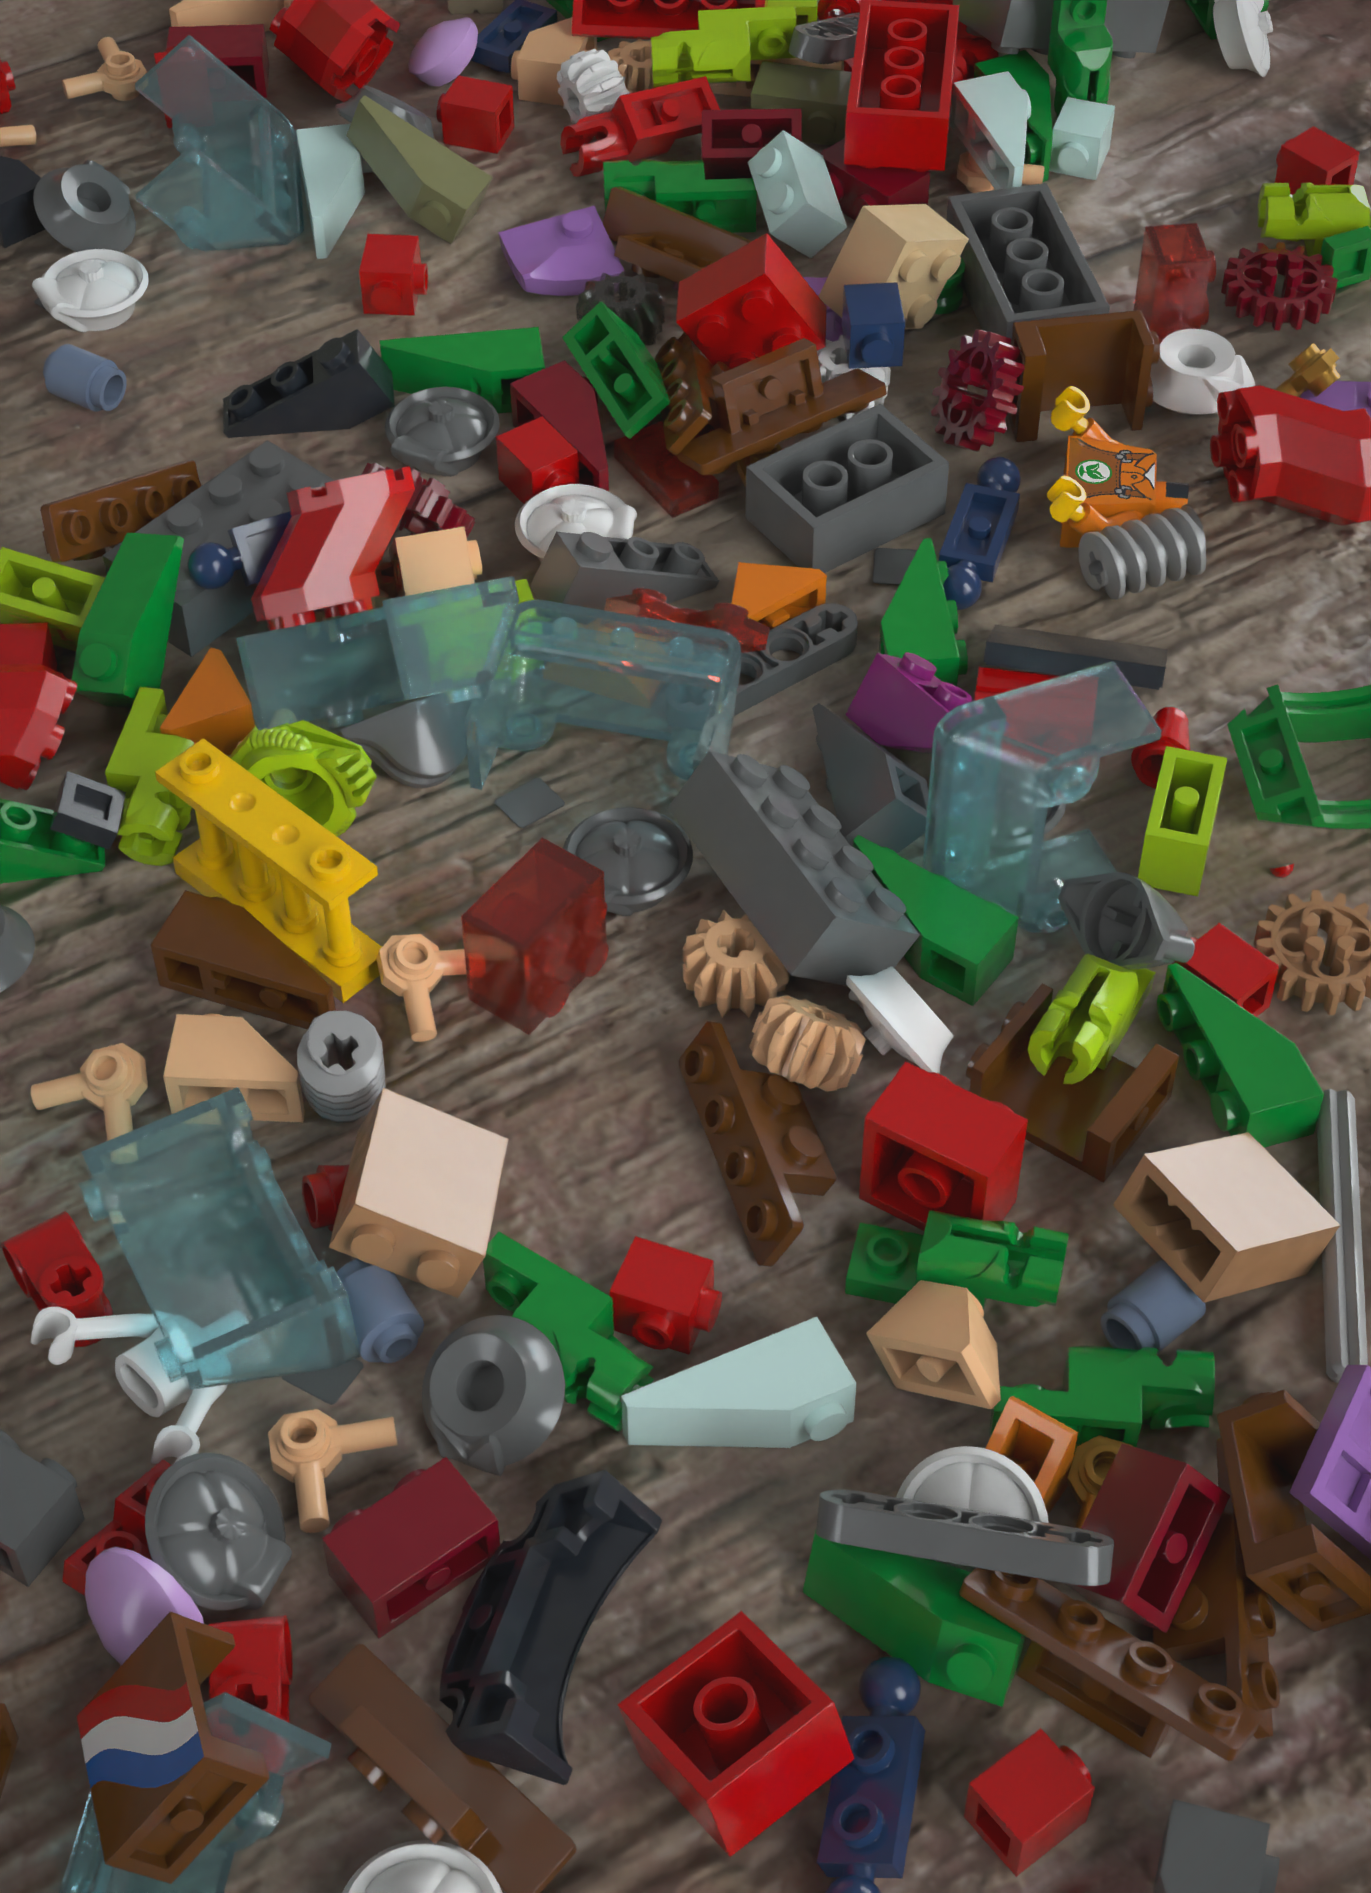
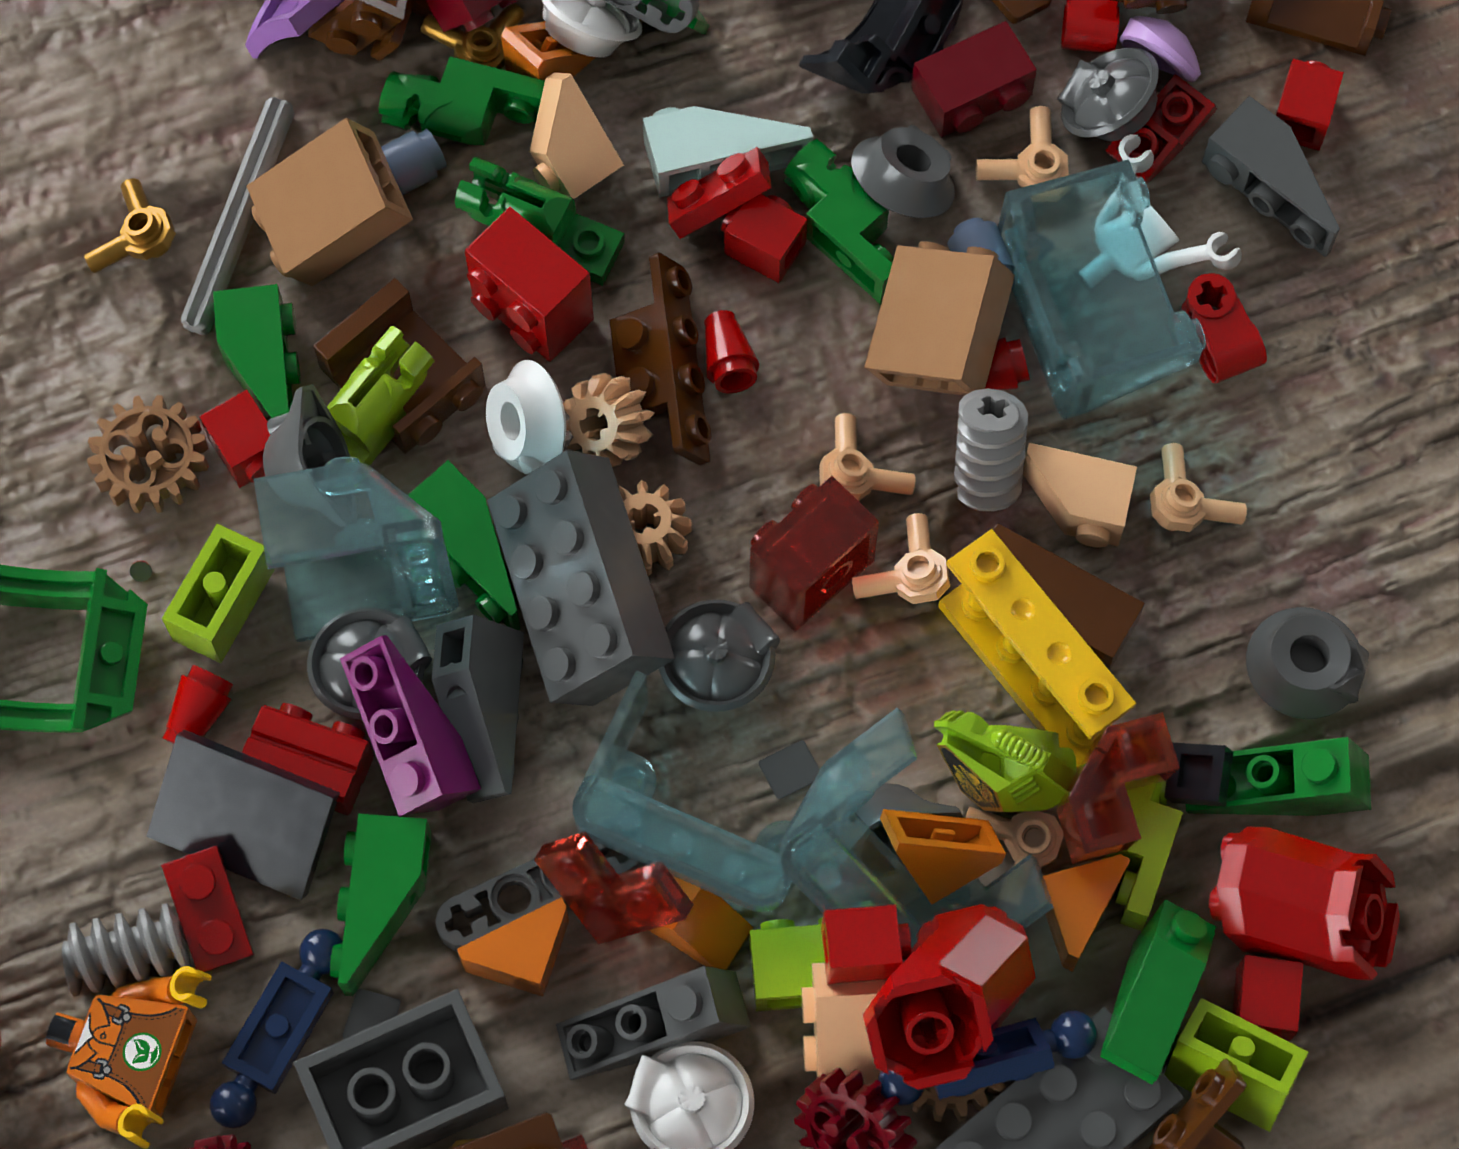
camera: 170 degrees left, 20 degrees up
(190, 708) = (1096, 806): none -> clear red brick
(351, 691) = (942, 849): none -> orange slope
(422, 552) = (863, 943): none -> red brick
(511, 1054) = (855, 470): none -> light nougat piece
(680, 1159) = (728, 354): none -> red cone
(729, 1314) = (728, 187): none -> red plate
(1082, 599) = (207, 909): none -> red plate

